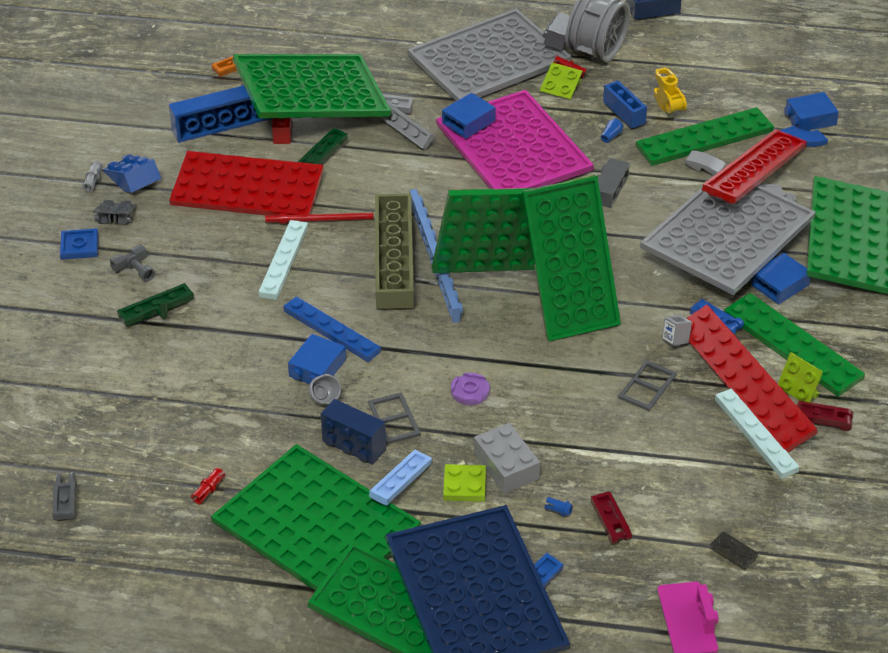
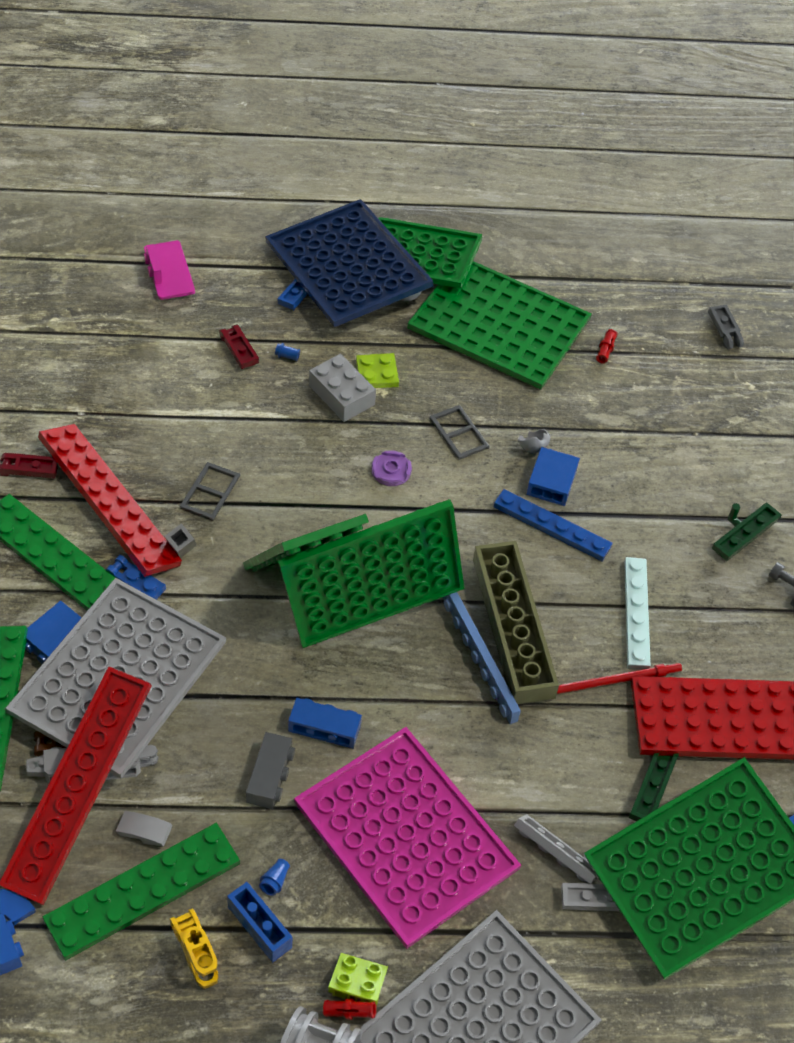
camera: 165 degrees right, 10 degrees up
(353, 431) = (491, 390): dark blue brick -> none
(400, 477) = (435, 358): light blue plate -> none
(468, 115) = (475, 857): blue brick -> none
(734, 550) = (127, 330): clear smoke plate -> none
(757, 434) = (77, 415): light aqua plate -> none
(800, 378) = (50, 494): lime hinge -> none

